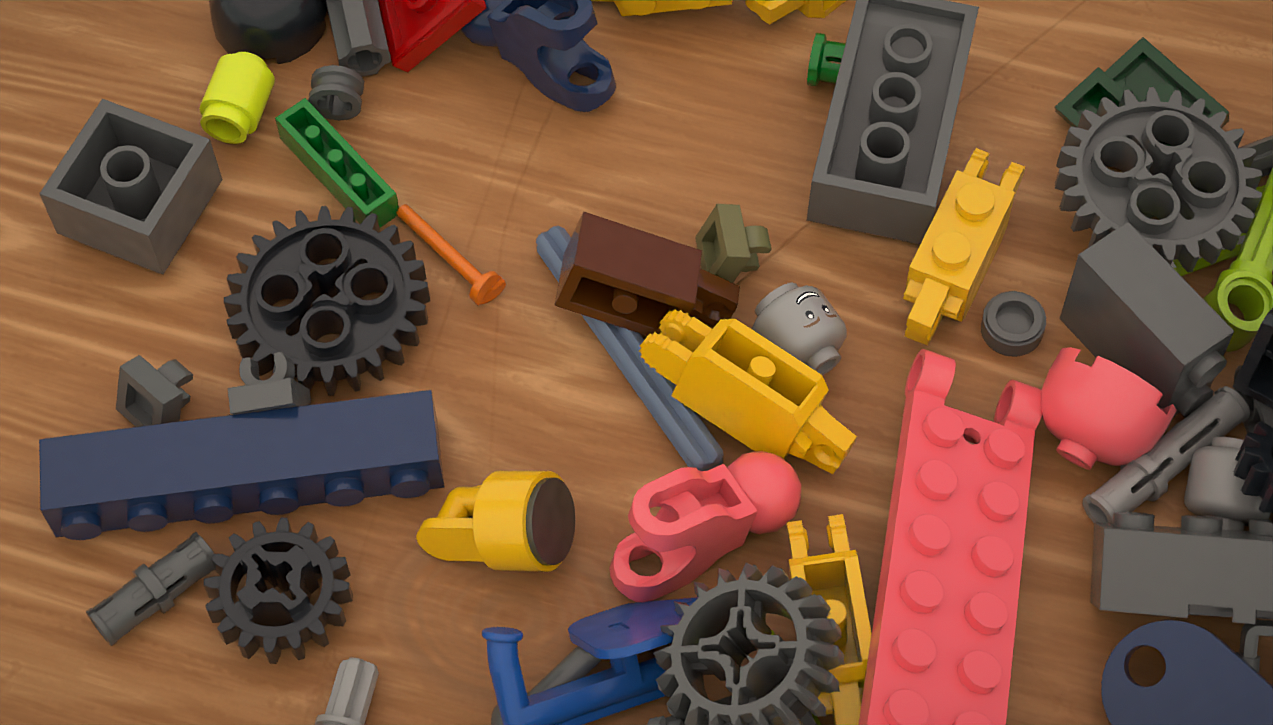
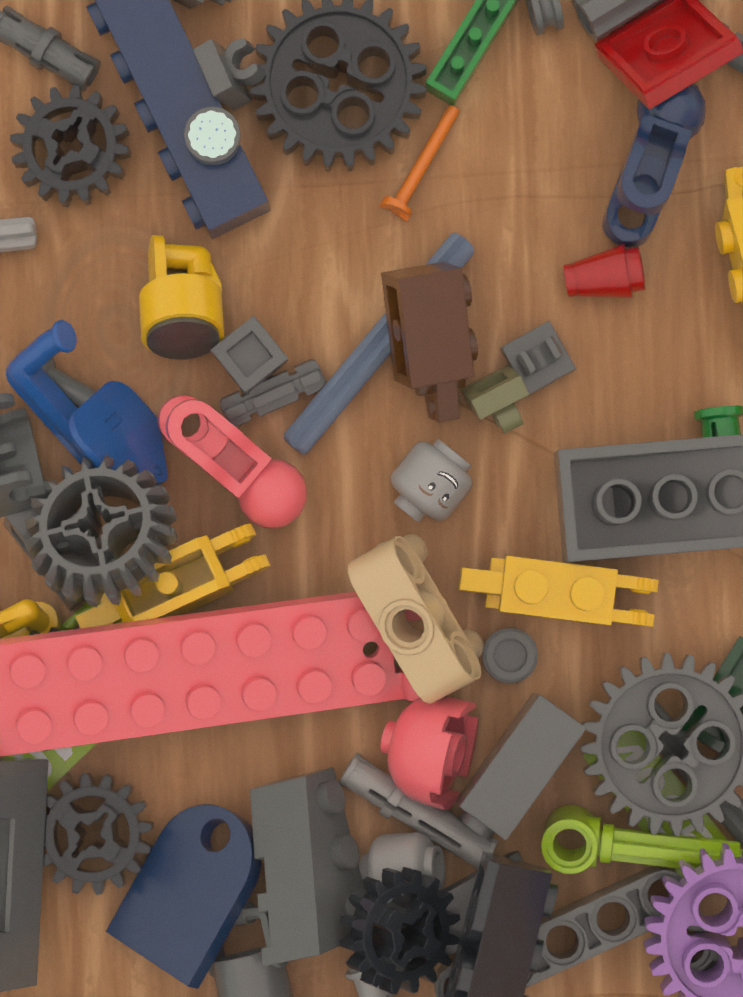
camera: 70 degrees right, 25 degrees up
(336, 417) = (212, 136): none -> light aqua tile
(595, 467) = (249, 355): none -> dark grey tile
(636, 111) = (606, 274): none -> red cone
(640, 453) = (273, 393): none -> dark grey axle
(693, 199) = (538, 357): none -> dark grey tile
(748, 388) = (355, 457): yellow hinge -> none
(915, 366) = (396, 580): none -> tan piece

